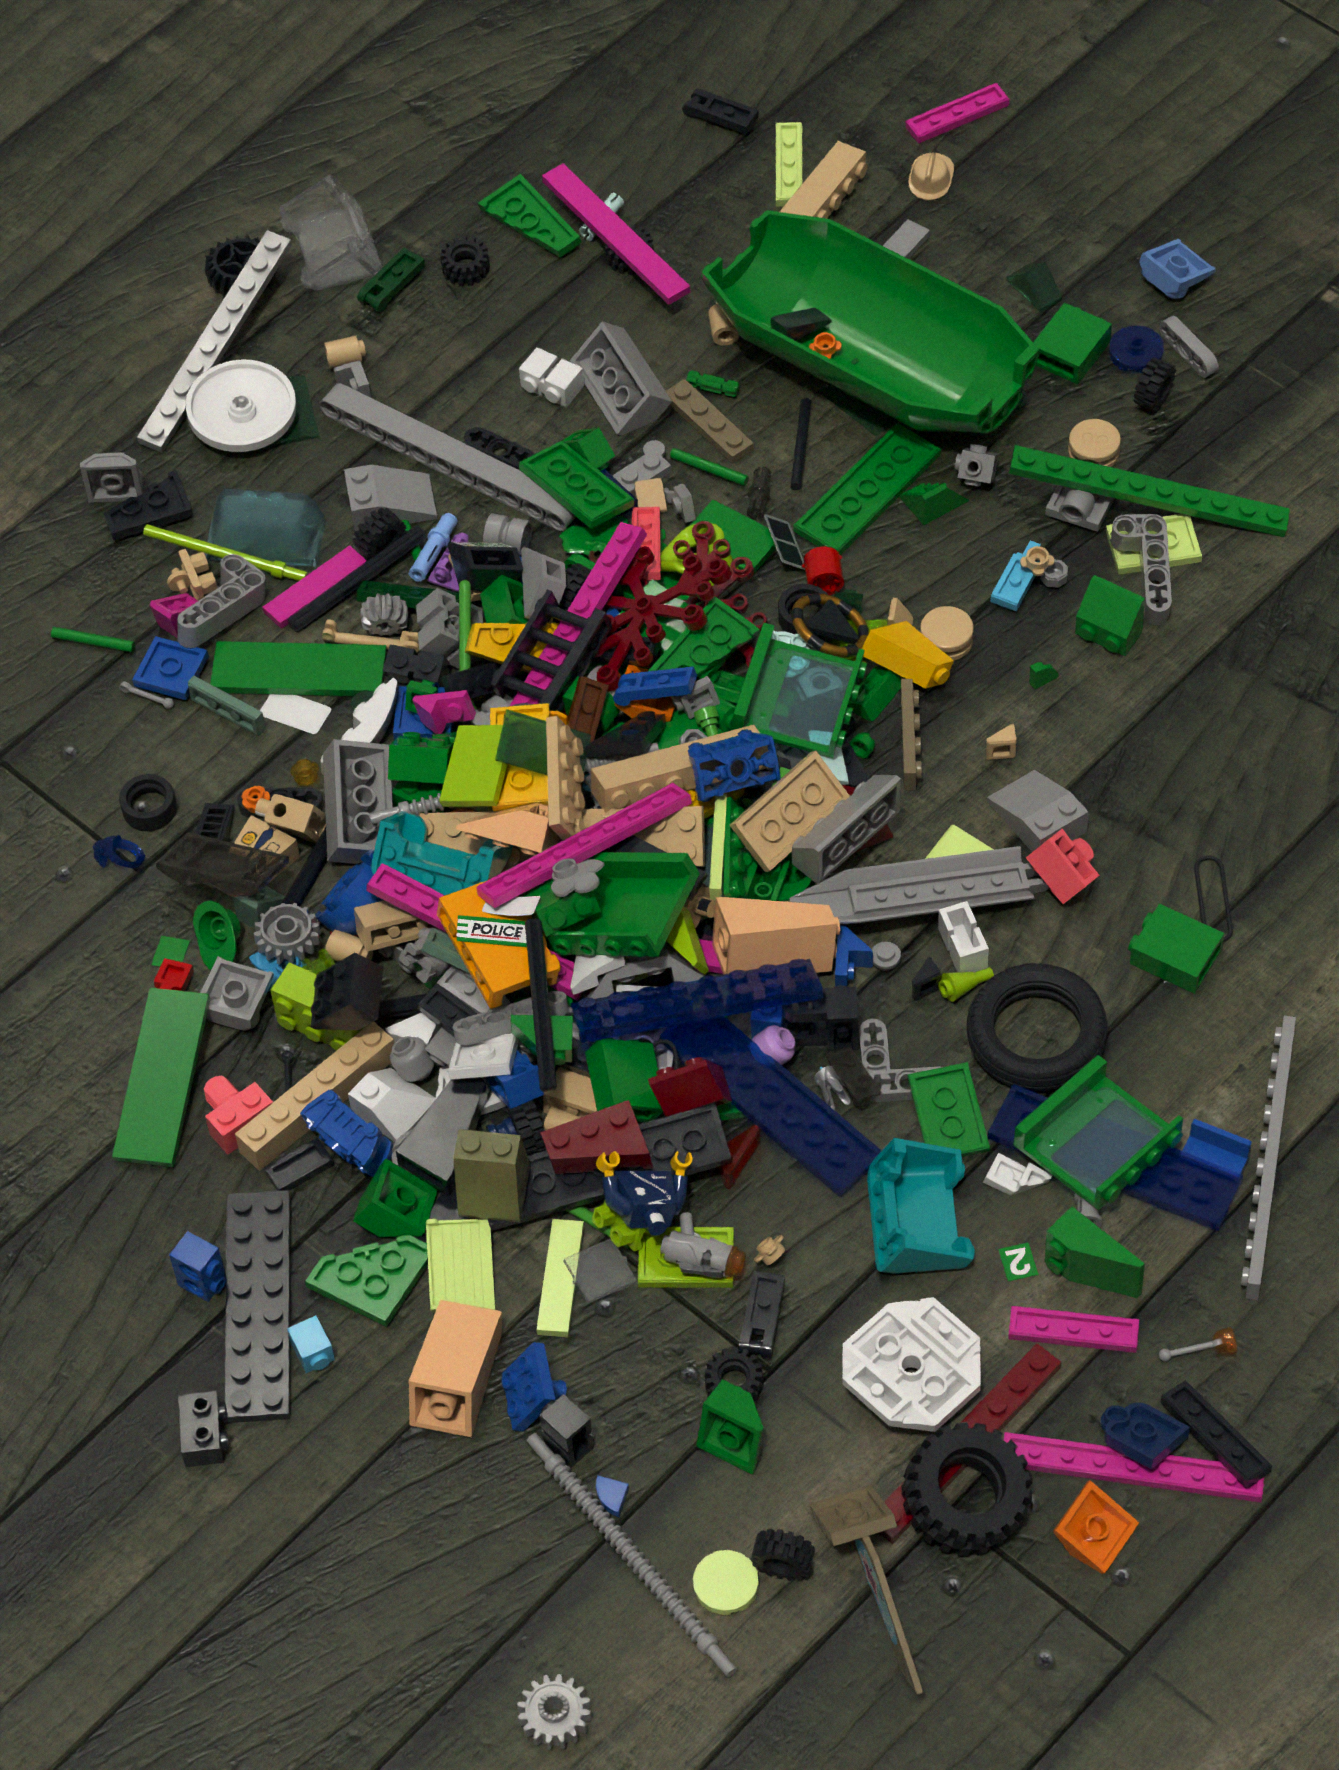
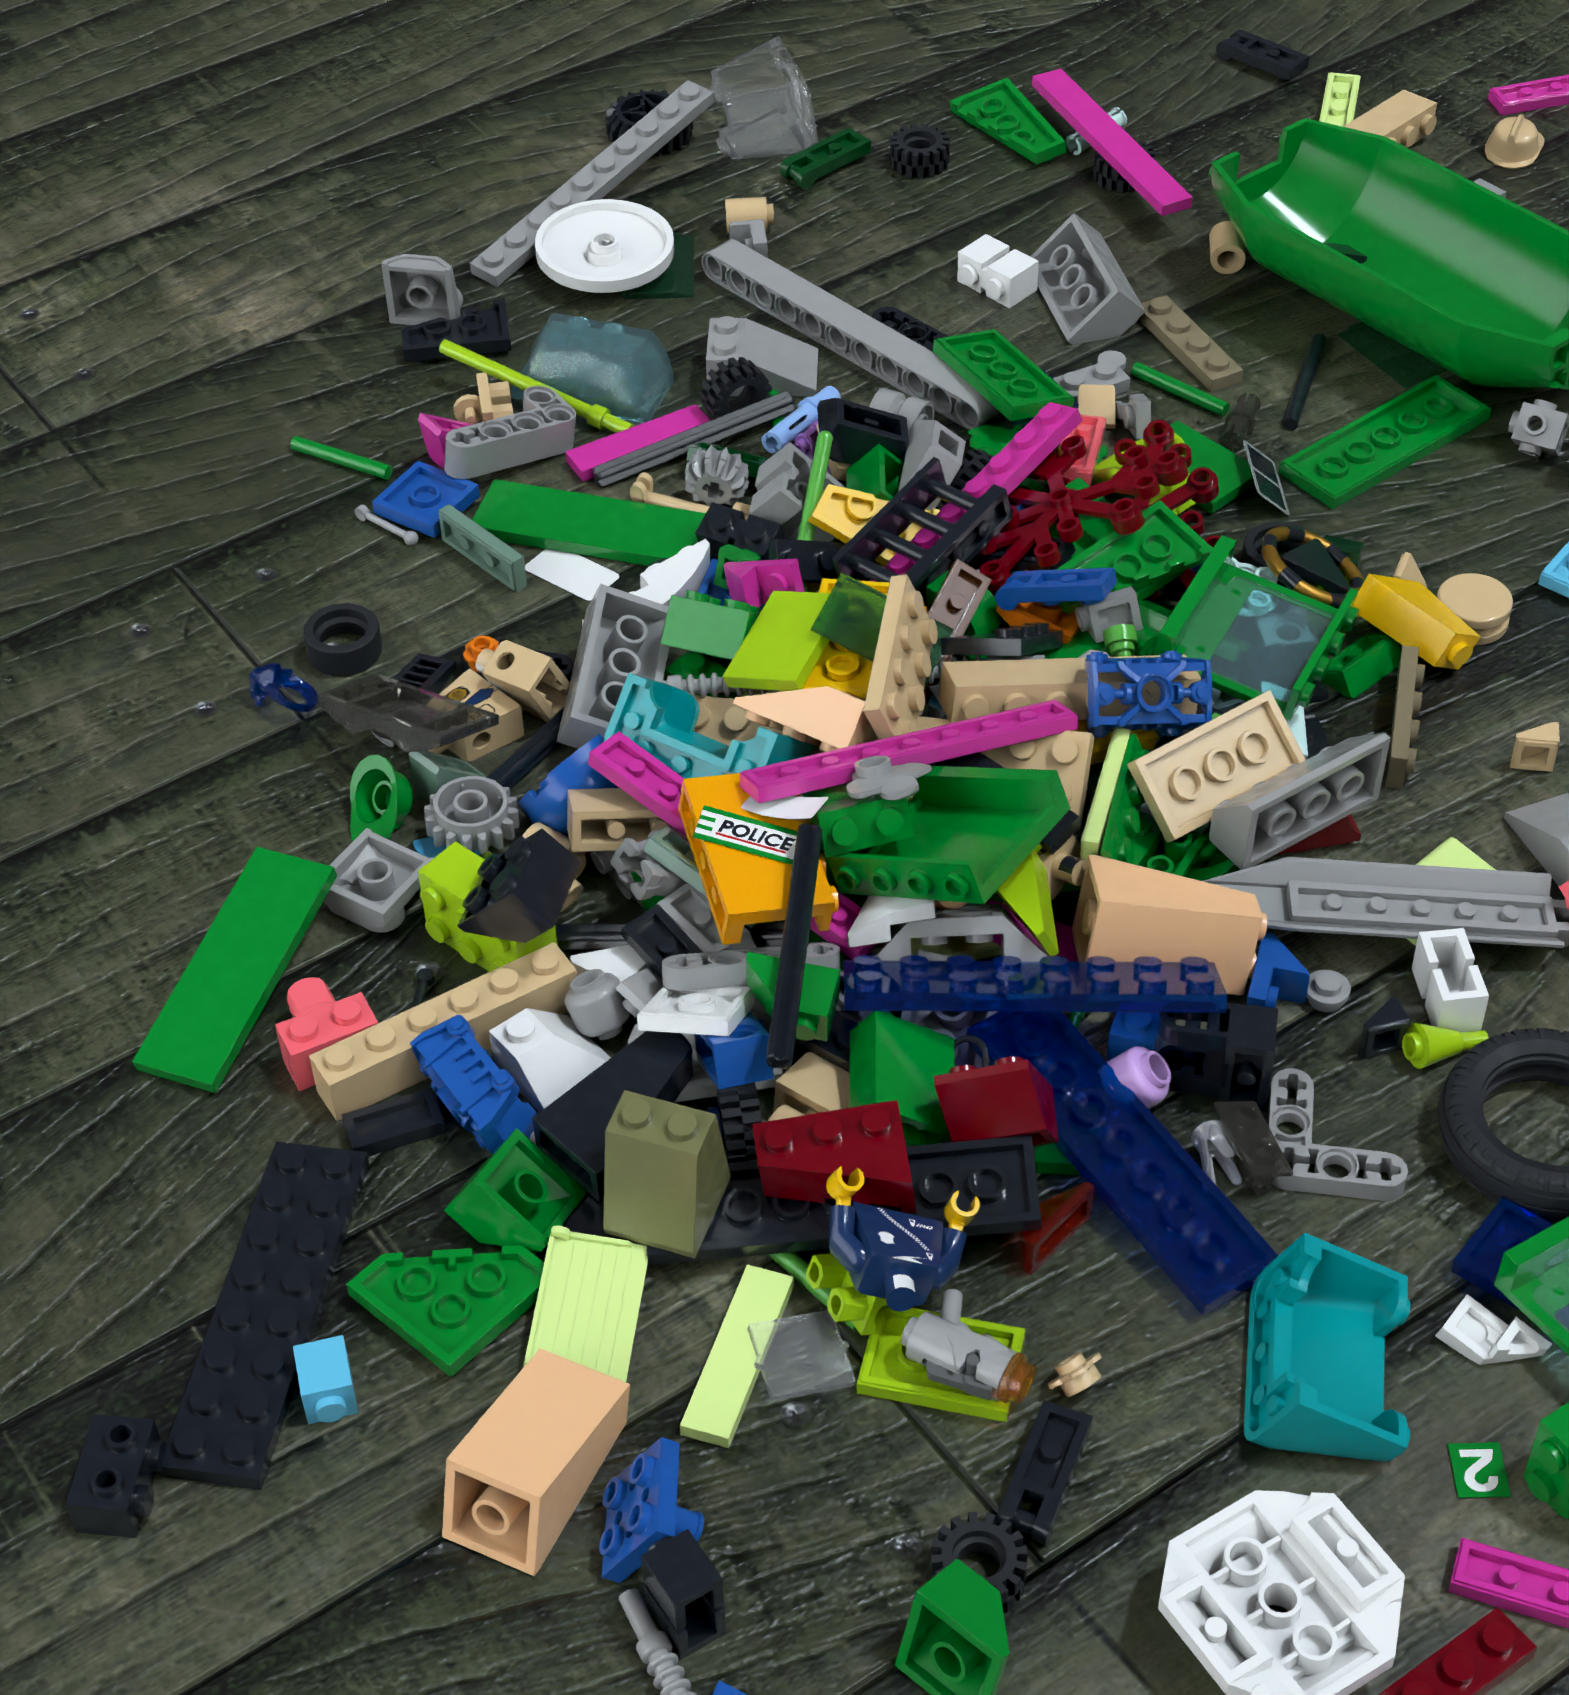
camera: 10 degrees right, 10 degrees down
(171, 949) = (311, 821): green sticker -> none
(173, 975) = (304, 843): red plate -> none
(198, 1266) = (192, 1230): blue brick -> none
(305, 772) = (560, 645): clear yellow plate -> none
(592, 446) = (1034, 341): green slope -> none
(713, 383) = (1203, 306): green axle -> none
(824, 569) = (1314, 507): red piece -> none
(860, 750) = (1343, 716): green hinge -> none
(931, 501) = (1474, 461): green slope -> none
(949, 1109) = (1396, 1214): green tile -> none

